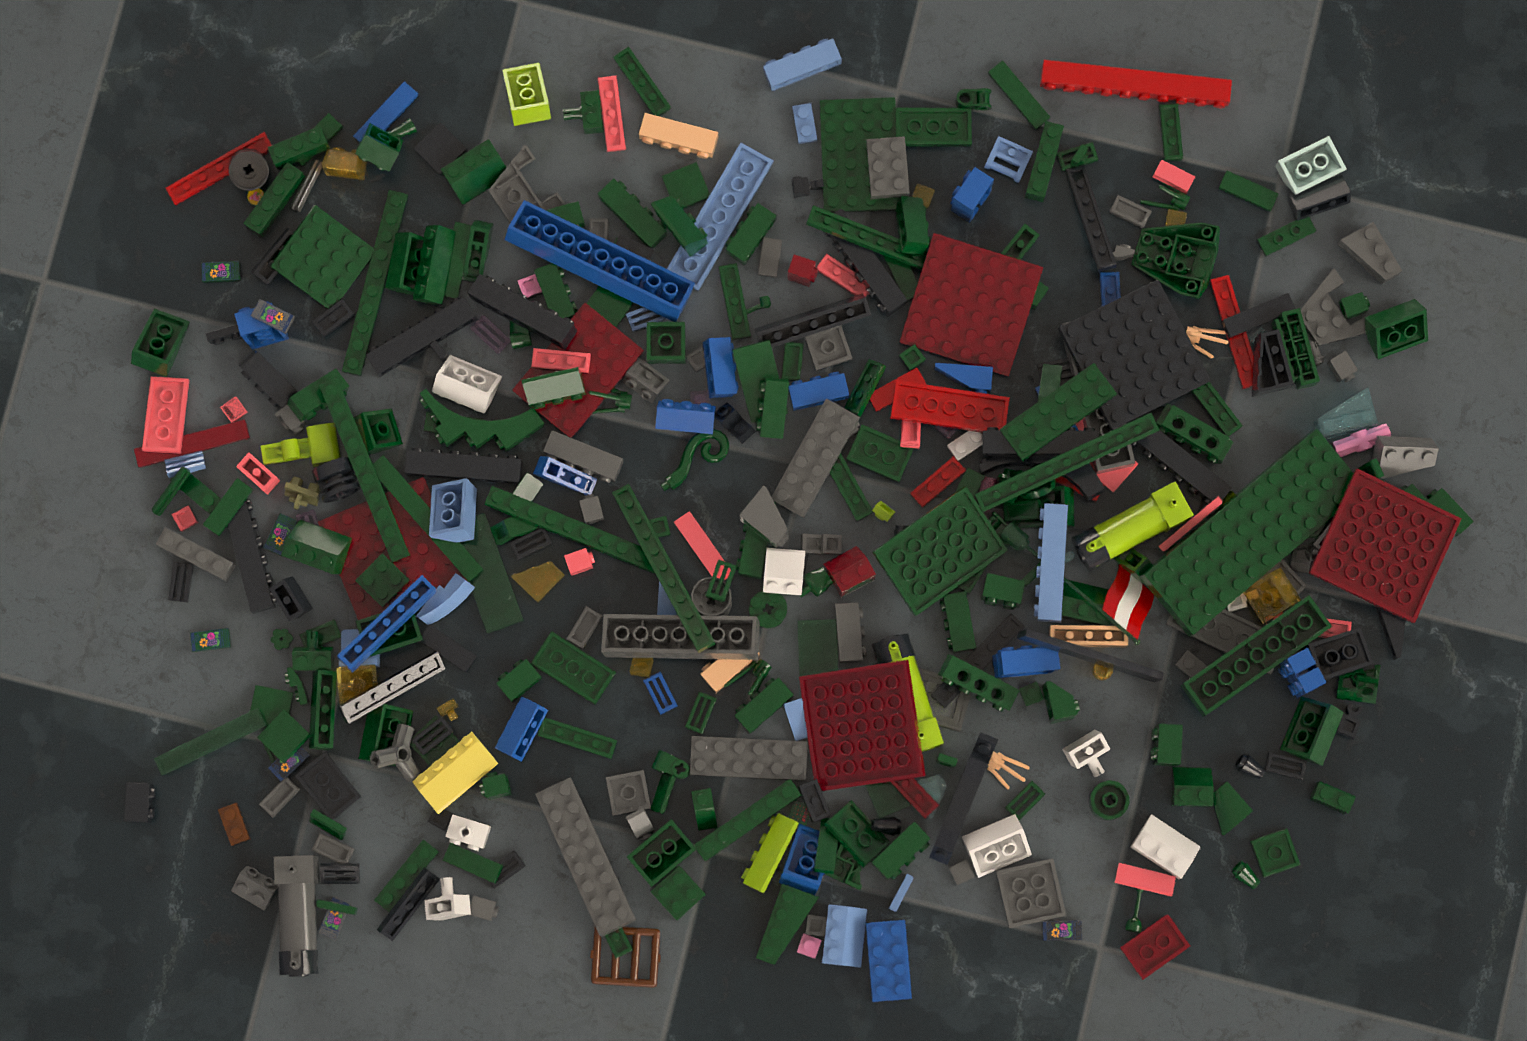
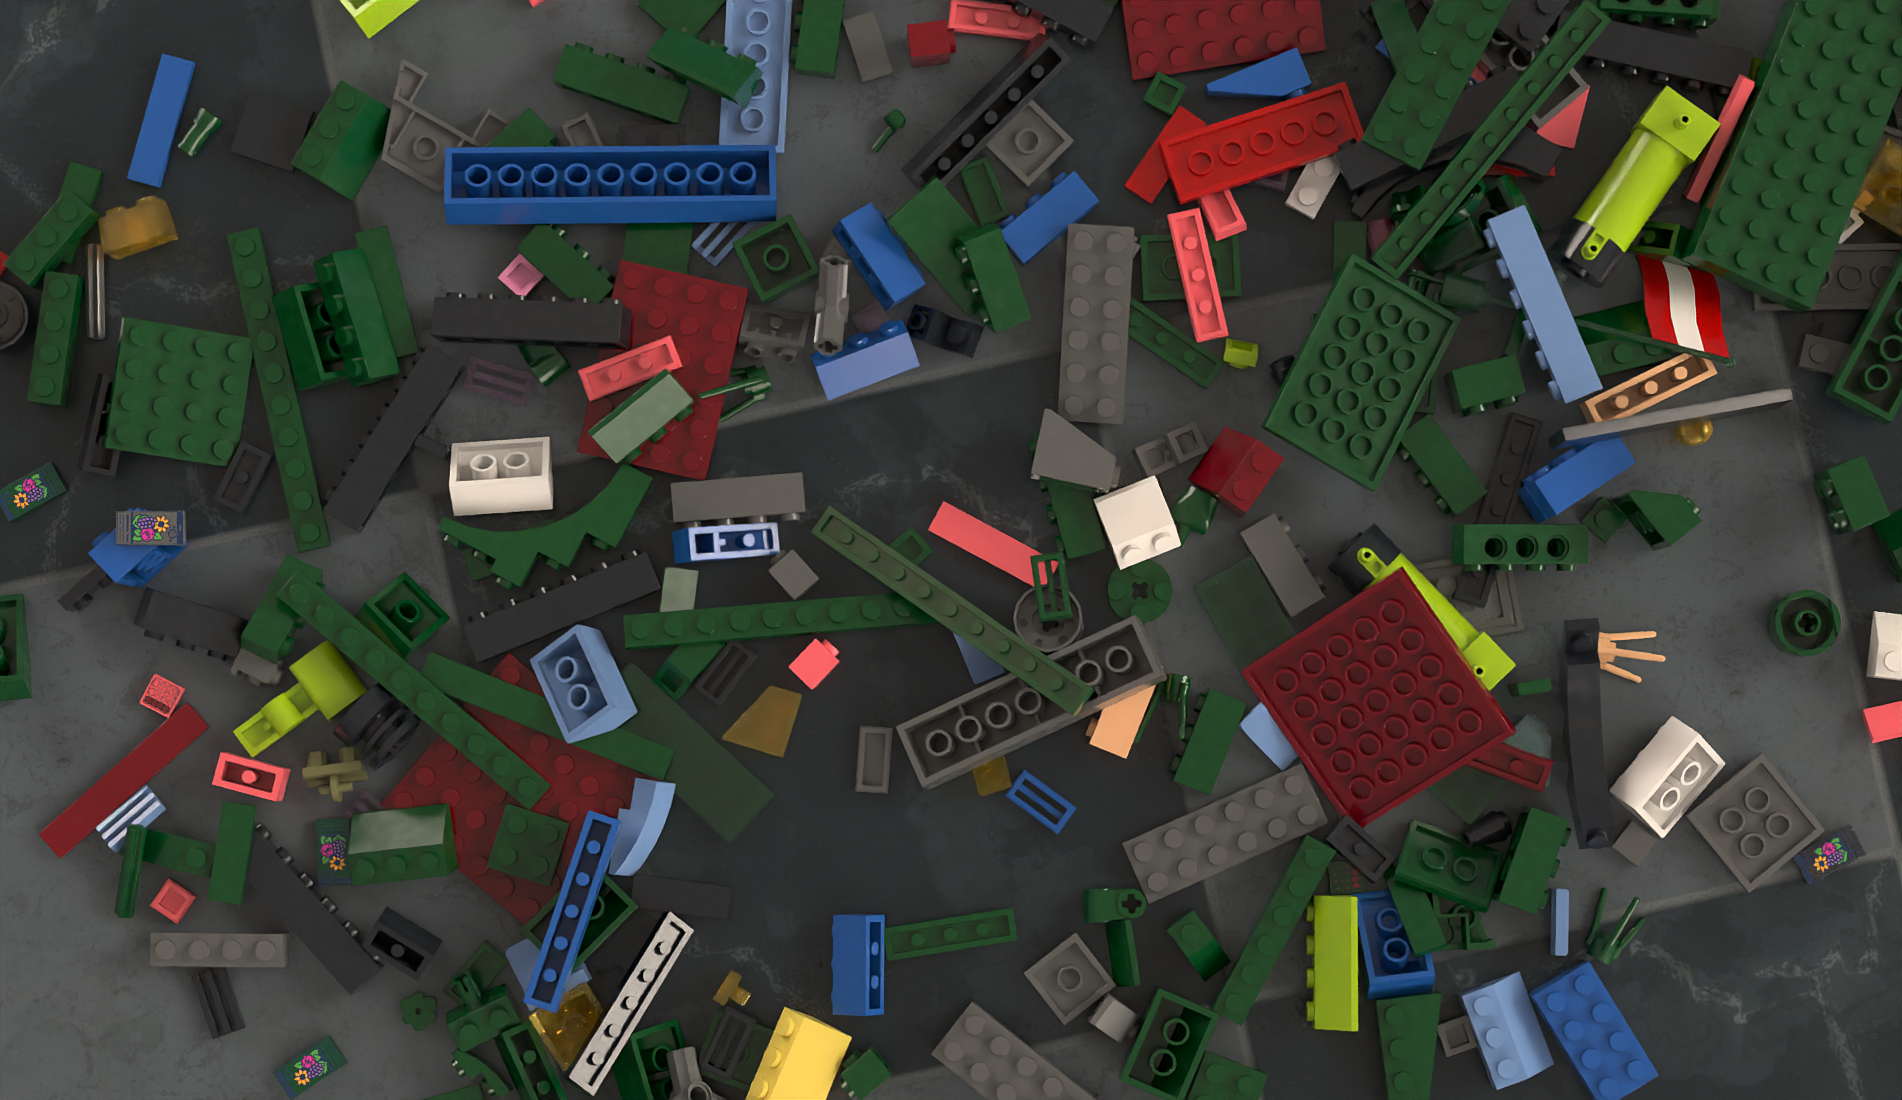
camera: 30 degrees left, 5 degrees up
(165, 415) = (60, 757): coral tile -> none
(254, 196) = (23, 349): tile -> none
(379, 147) = (177, 177): dark green brick -> none
(477, 250) = (411, 260): dark green slope -> none
(518, 680) = (815, 891): dark green brick -> none
(573, 668) = (888, 830): dark green tile -> none
(678, 476) = (900, 452): dark green plant -> none
(681, 379) = (831, 305): none -> dark grey piece
(694, 727) = (1119, 829): dark green tile -> none
(734, 301) = (848, 142): dark green tile -> none
(809, 946) = (1460, 1071): bright pink plate -> none
(865, 387) = (1115, 176): dark green tile -> none
(881, 459) = (1197, 275): none -> coral tile
(918, 918) = (1607, 946): none -> dark green plant
(938, 482) = (1299, 266): red tile -> none
(1036, 789) = (1665, 713): dark green tile -> none
(1086, 752) = (1733, 565): white brick -> none

